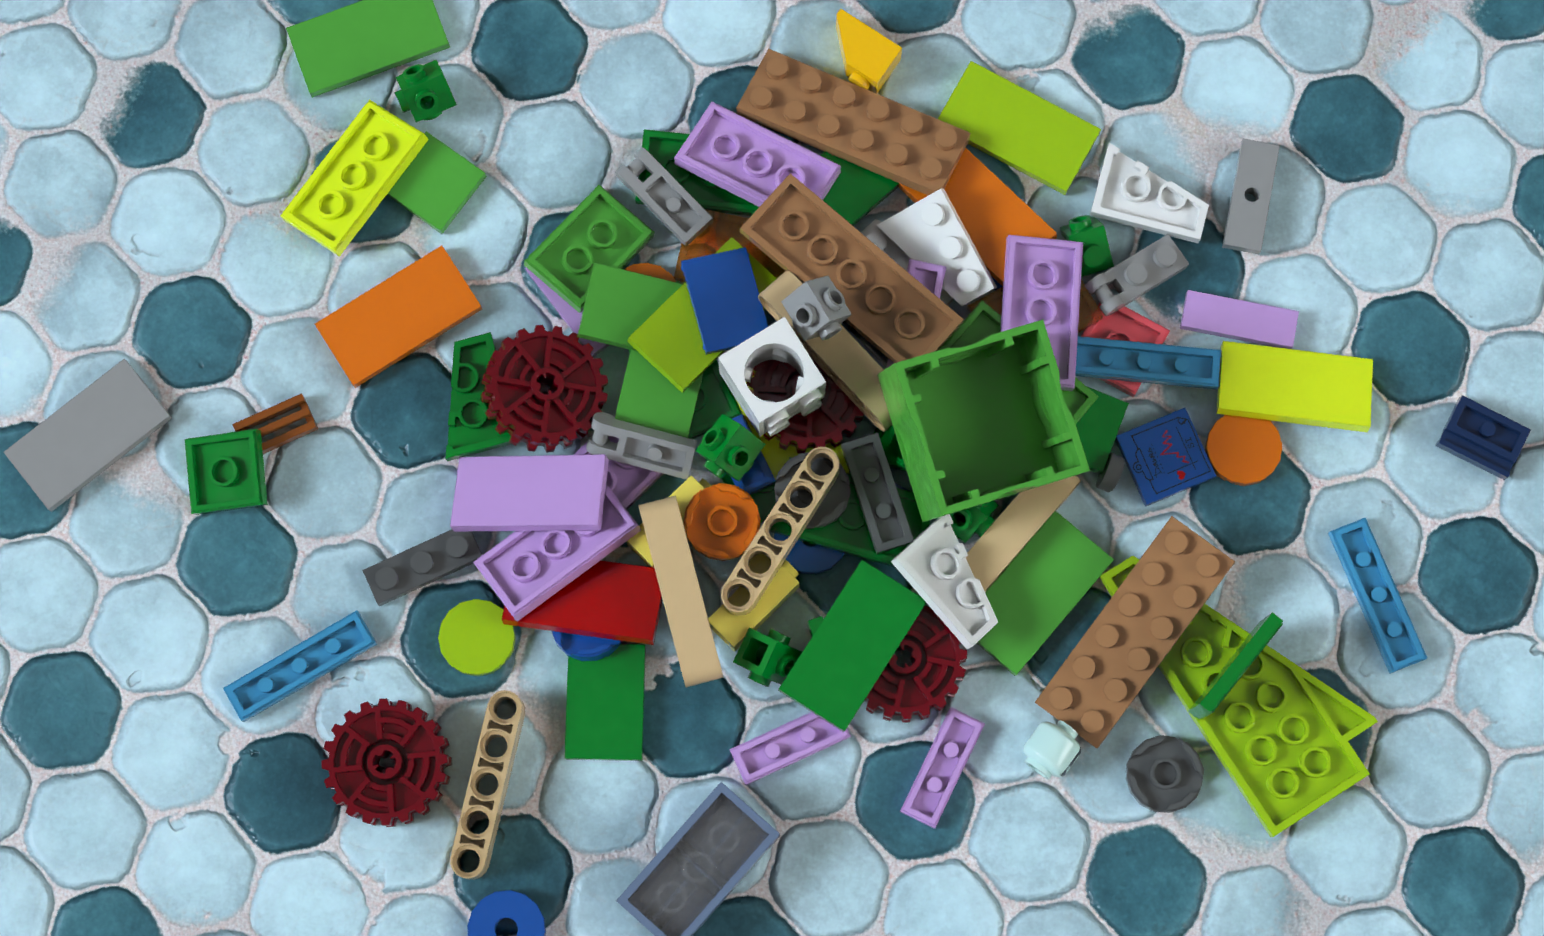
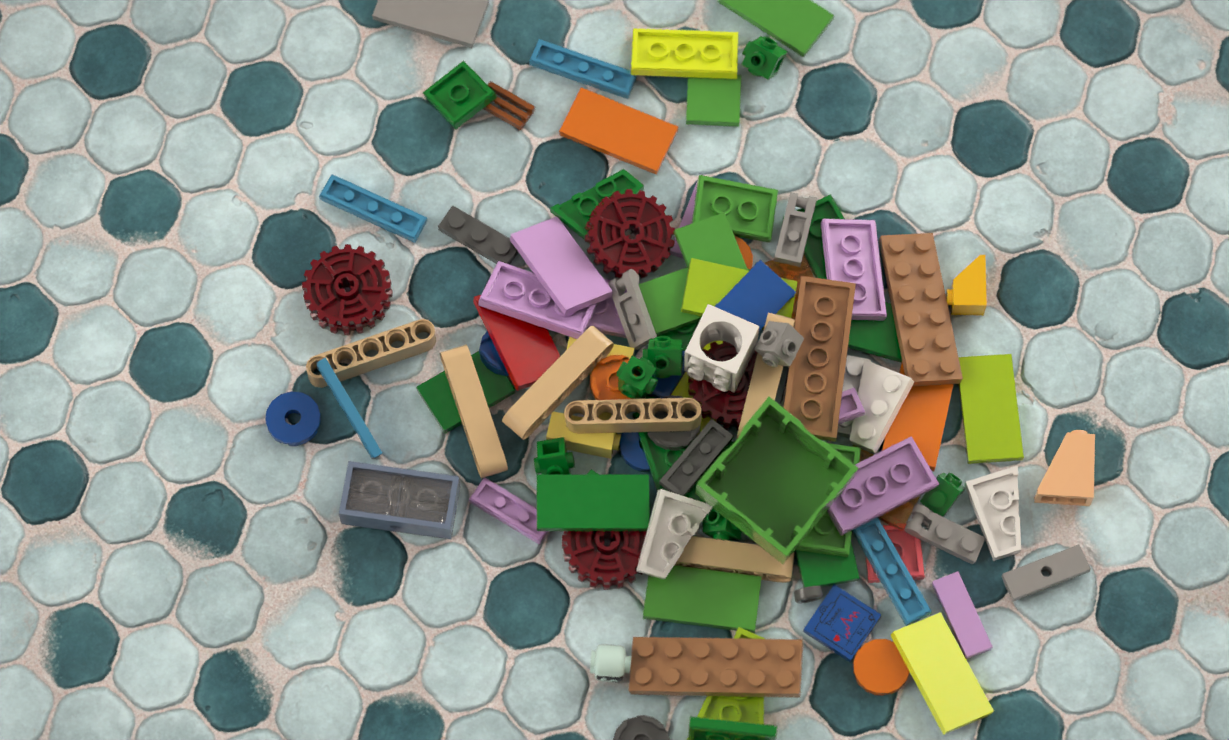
camera: 55 degrees right, 10 degrees down
(290, 306) = (583, 69): none -> dark azure tile
(476, 638) = (453, 293): lime tile -> none
(545, 857) = (348, 408): none -> dark azure tile
(644, 711) = (473, 411): none -> tan beam
(743, 511) = (640, 385): none -> green brick
(942, 767) = (556, 608): lavender tile -> none
(1151, 90) = (1070, 472): none -> light nougat slope

